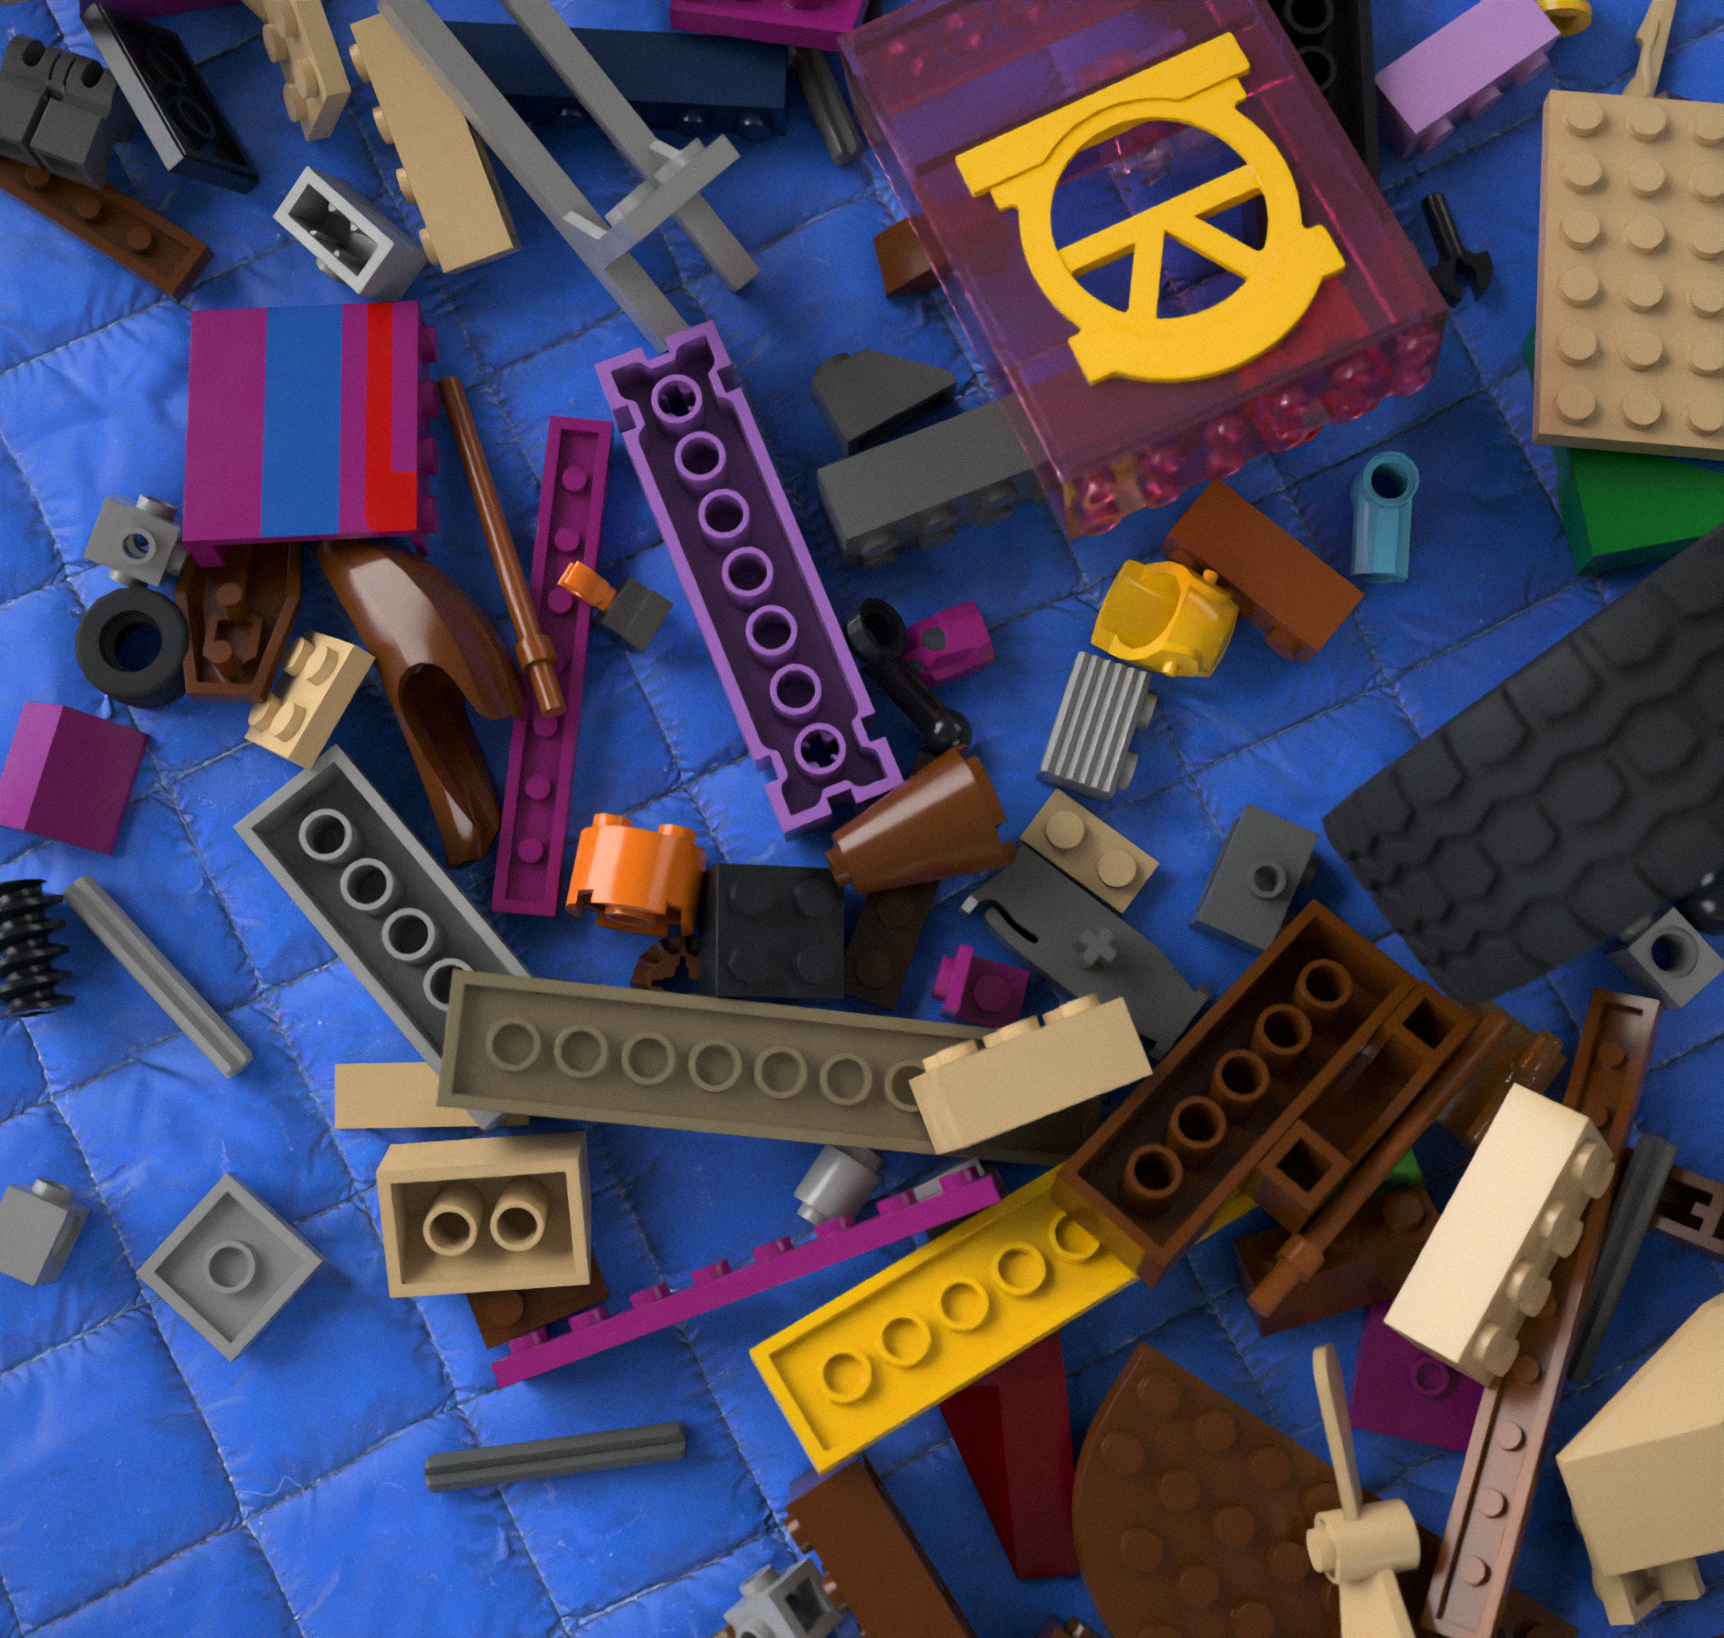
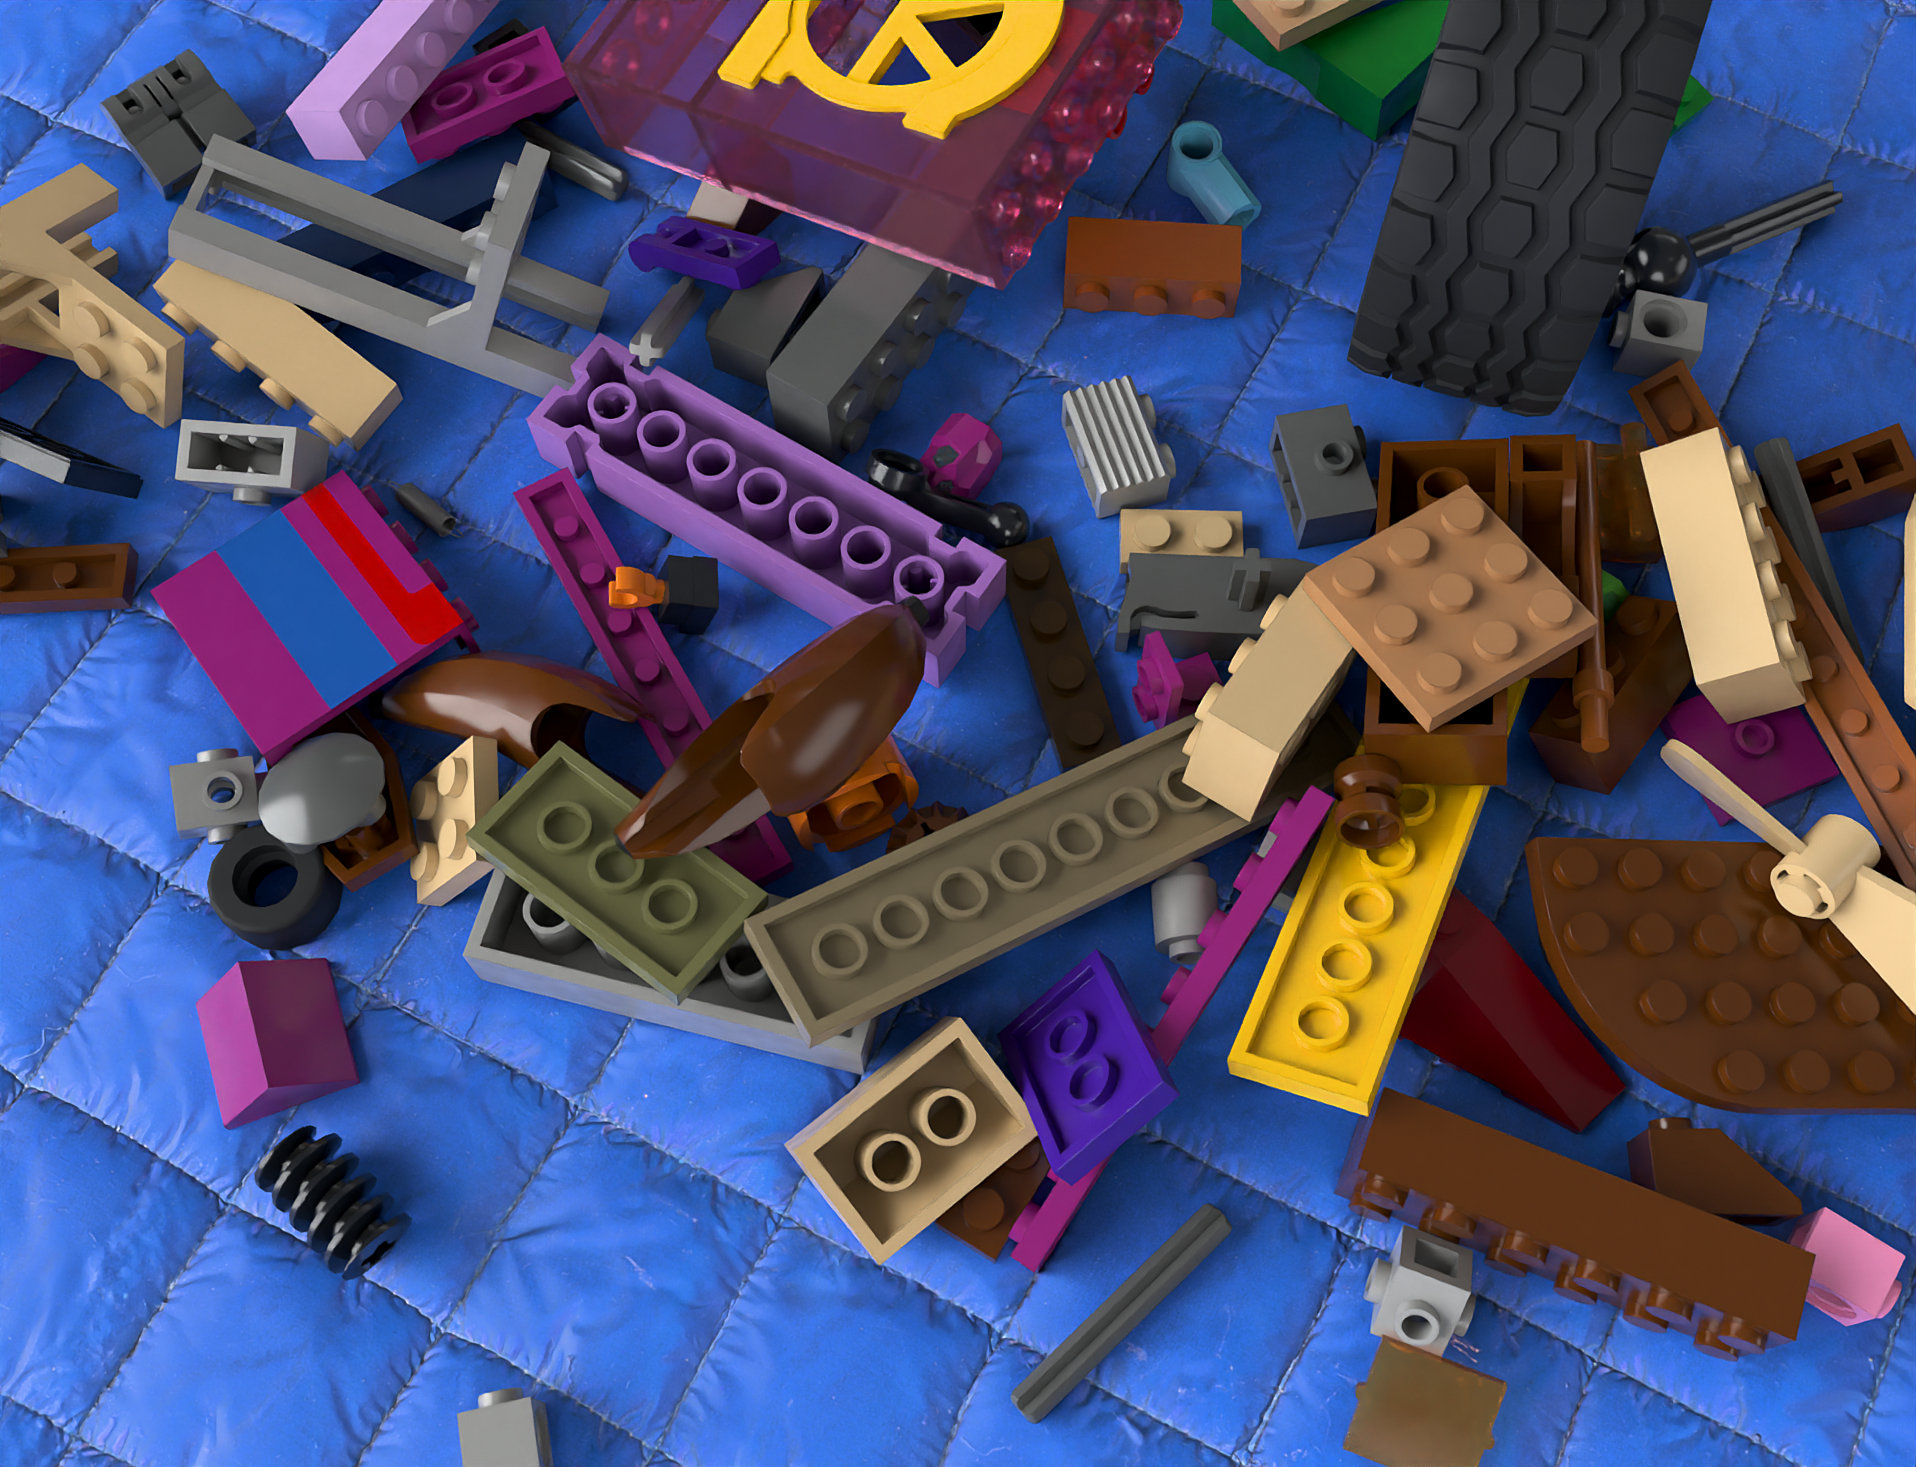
camera: 30 degrees left, 15 degrees down
(158, 976) = (473, 1149): light grey axle -> none
(213, 604) = (323, 791): none -> dark grey dish
(231, 1266) = (713, 1352): light grey plate -> none
(389, 848) = (654, 915): none -> olive plate
(396, 1098) = (769, 1101): tan tile -> none
(474, 374) = (425, 509): none -> light grey piece
(533, 650) = (624, 661): dark orange bar -> none
(602, 842) = (787, 736): none -> reddish brown piece
(649, 1265) = (1086, 1067): none -> dark purple plate
(771, 934) = (981, 742): black brick -> none
(784, 341) = (667, 321): none -> light grey axle
(867, 291) = (706, 252): none -> dark purple plate
(924, 829) = (1052, 574): reddish brown cone -> none
(1029, 1221) = (1369, 803): none -> reddish brown wheel
(1166, 619) = (1110, 333): yellow helmet -> none
(1213, 1117) = (1449, 607): none -> medium nougat plate

